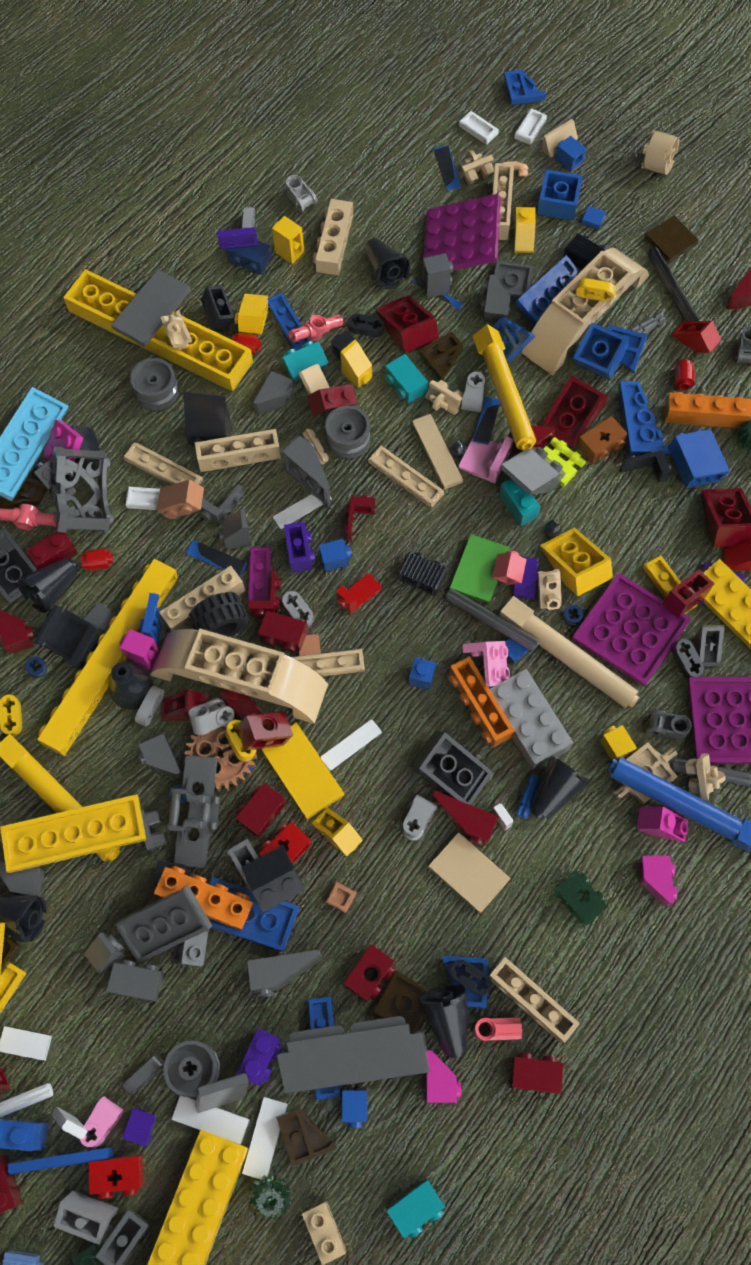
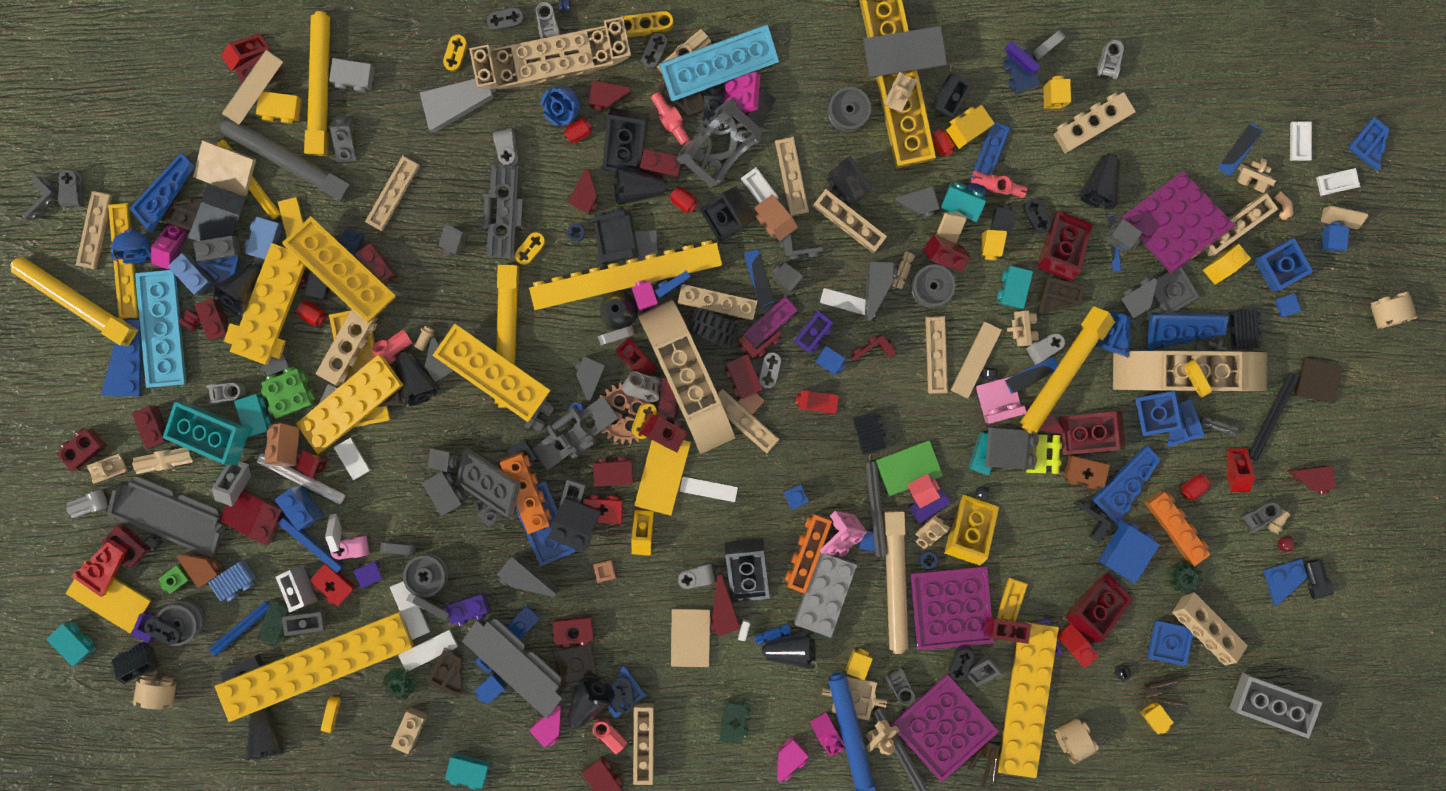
camera: 45 degrees right, 20 degrees up
(141, 535) = (728, 213): none -> black slope

